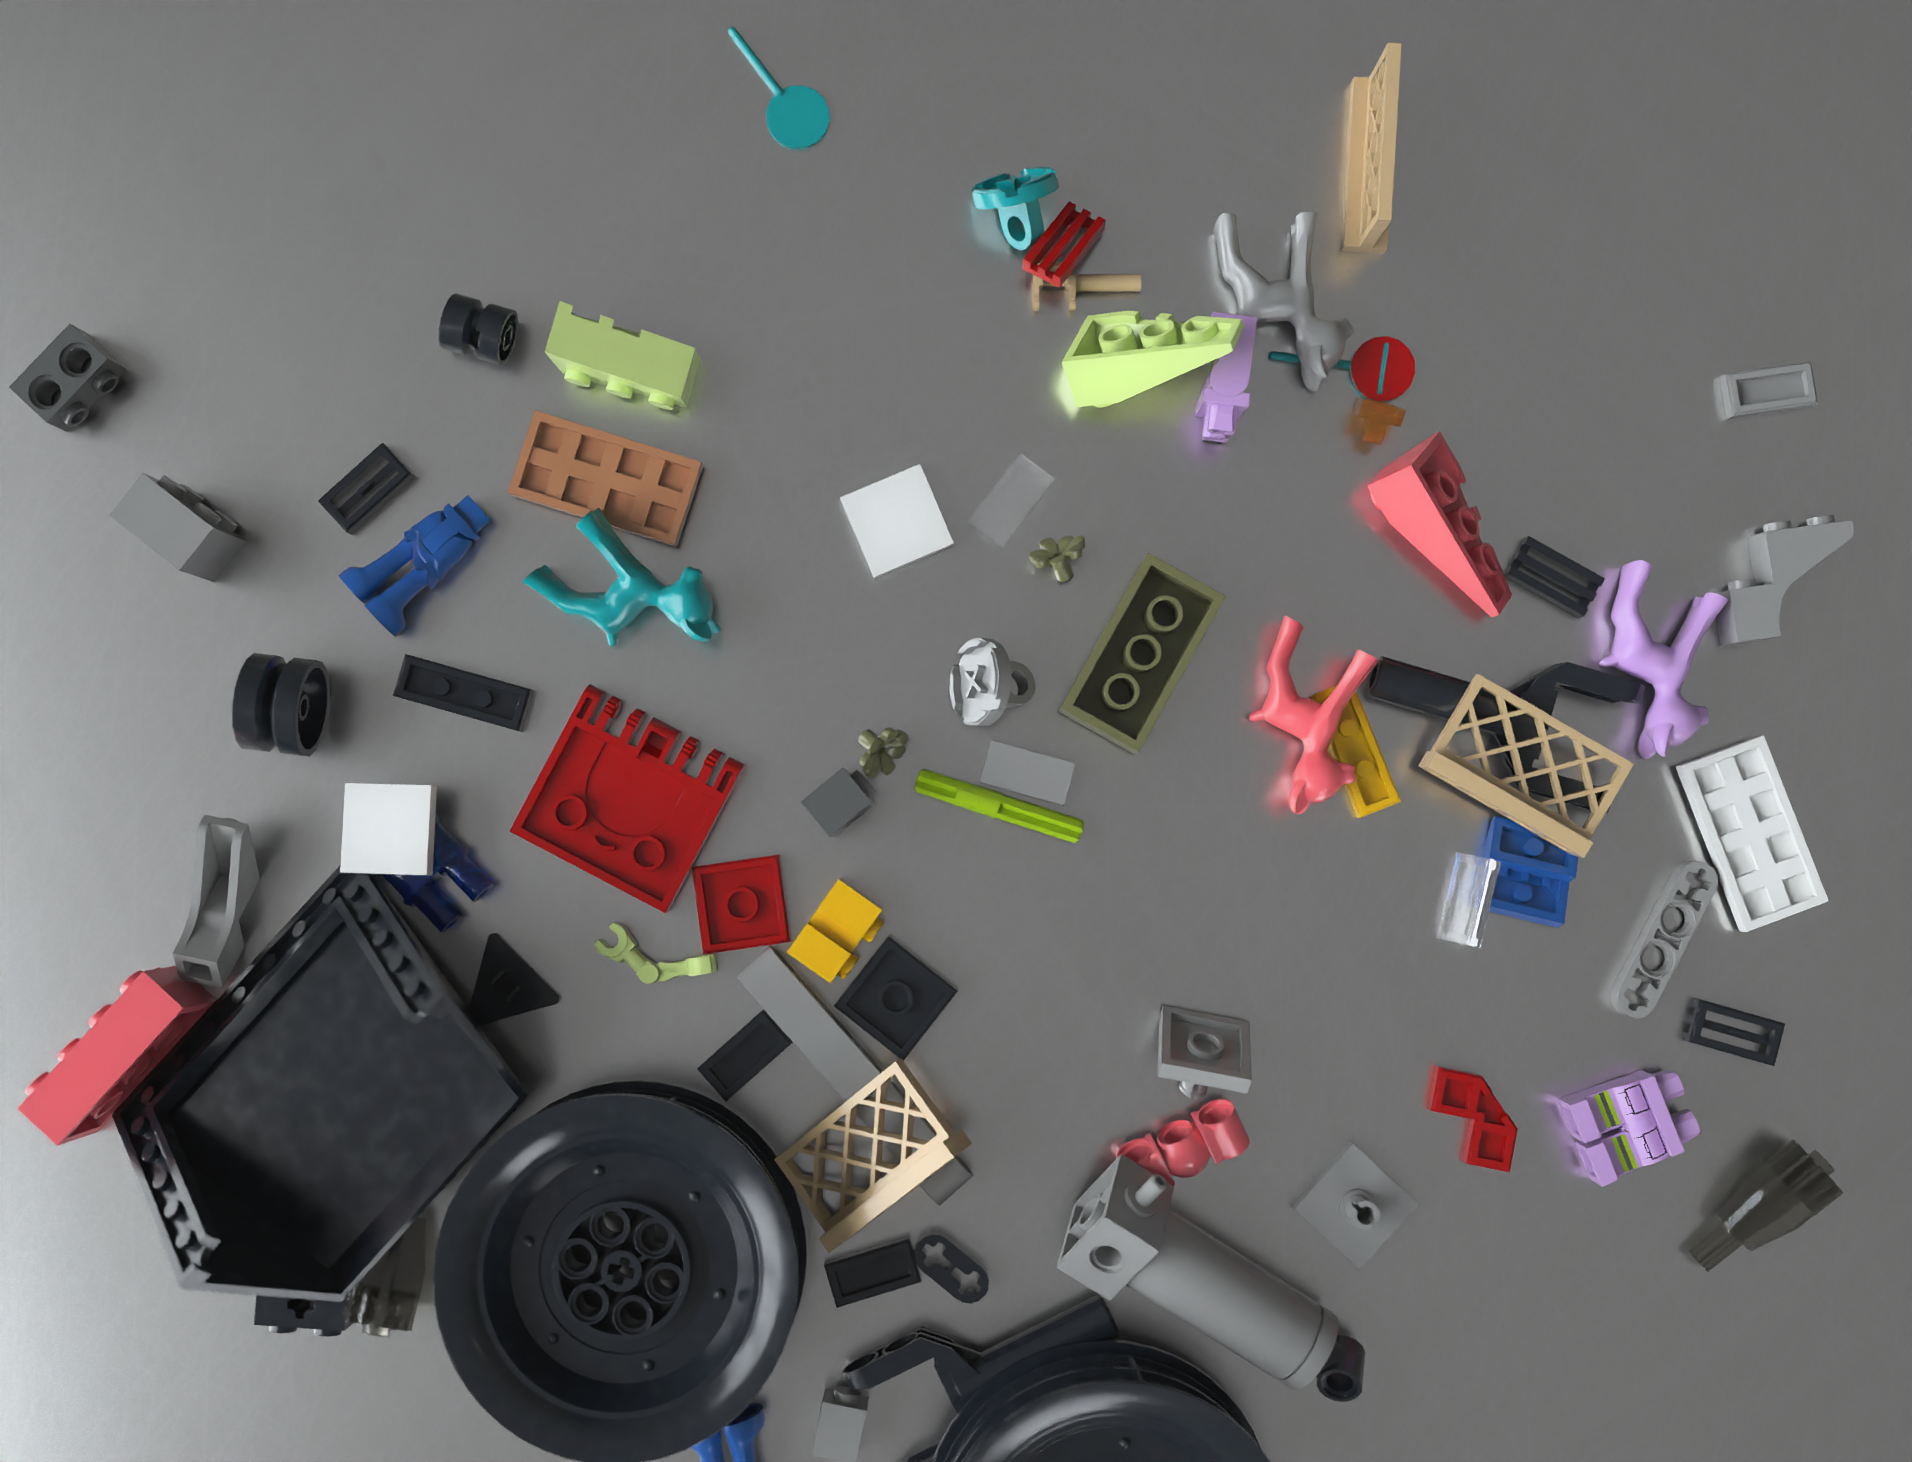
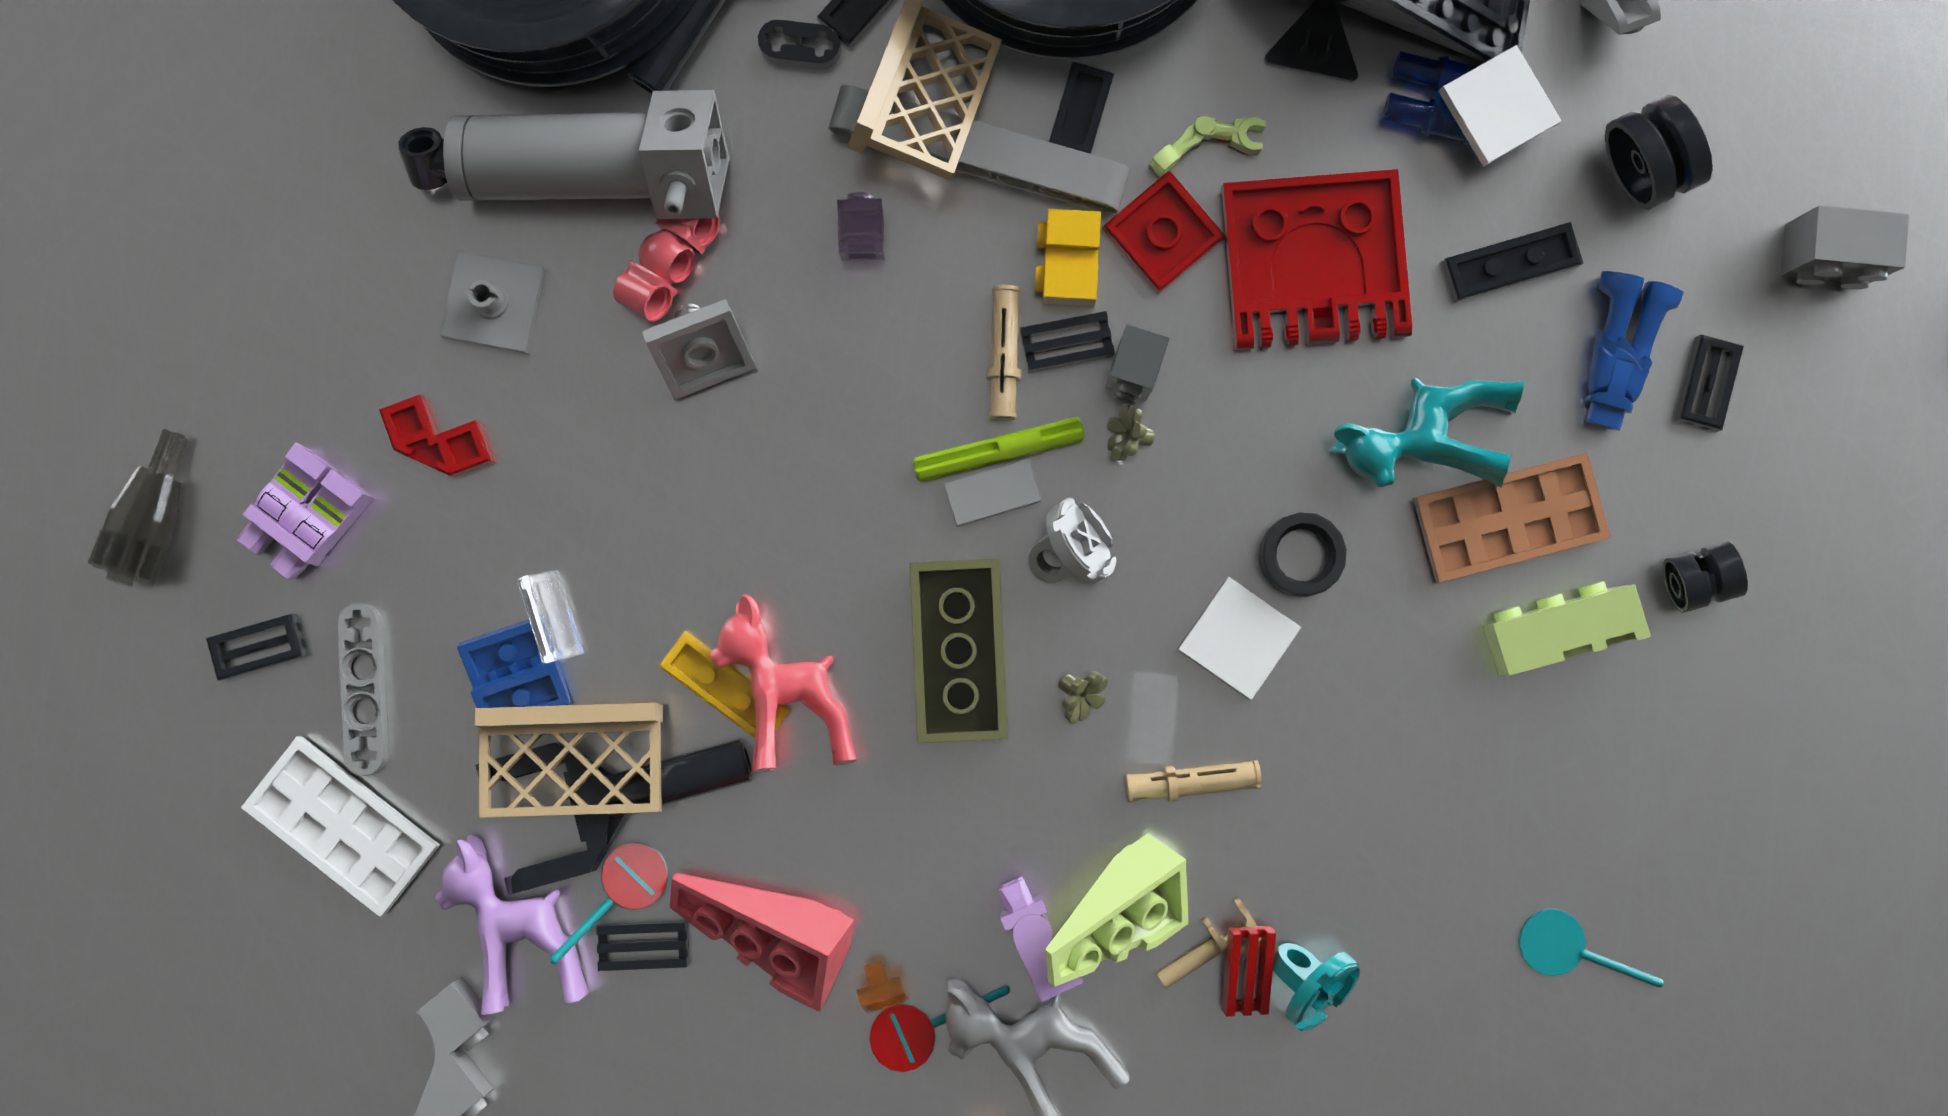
camera: 150 degrees right, 0 degrees up
(786, 526) = (1336, 554): none -> black tyre
(848, 848) = (1066, 324): none -> black tile
(896, 998) = (984, 234): black plate -> none
(915, 928) = (1004, 403): none -> tan pin
(998, 1070) = (861, 227): none -> clear purple brick
(1027, 434) = (1192, 781): none -> tan pin
(1531, 636) = (631, 879): none -> piece

